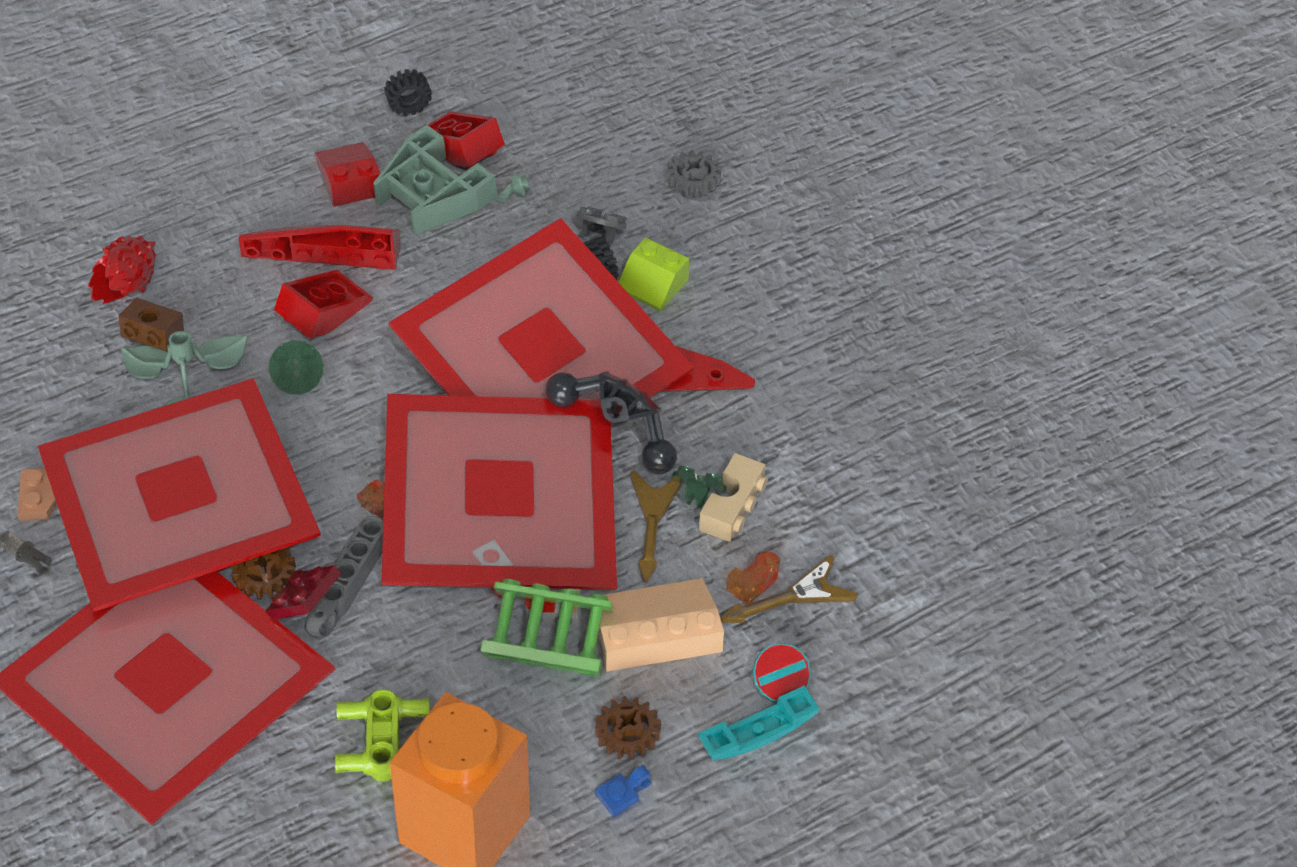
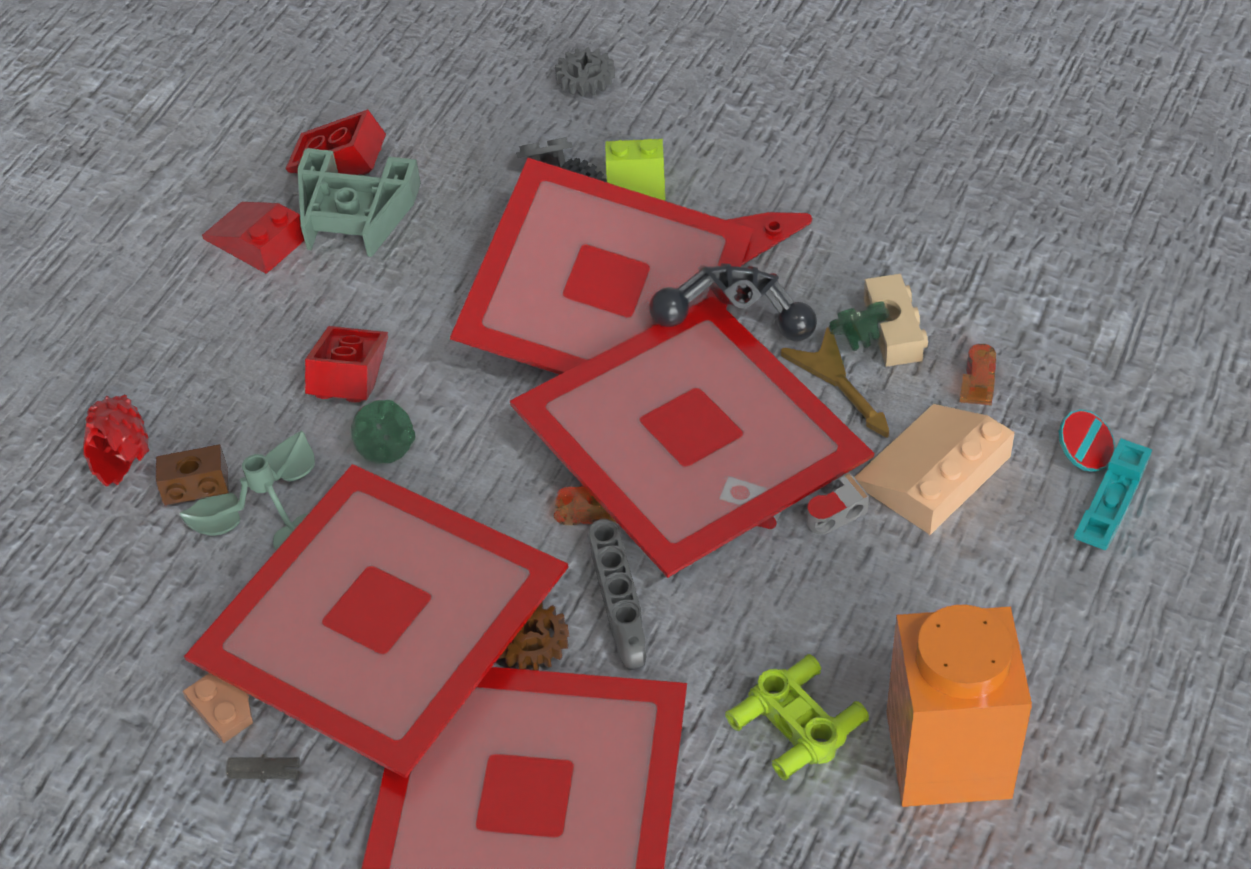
camera: 30 degrees left, 0 degrees up
(302, 592) = (601, 630): dark red plate -> none
(326, 245) = (300, 308): red wedge -> none
(406, 82) = (251, 132): black tyre -> none
(518, 185) = (434, 163): sand green plate -> none
(557, 655) = (854, 557): bright green fence -> none
(622, 793) = (1053, 630): blue plate -> none
(628, 728) = (1007, 569): reddish brown gear -> none
(806, 590) = (1029, 361): pearl gold piece -> none

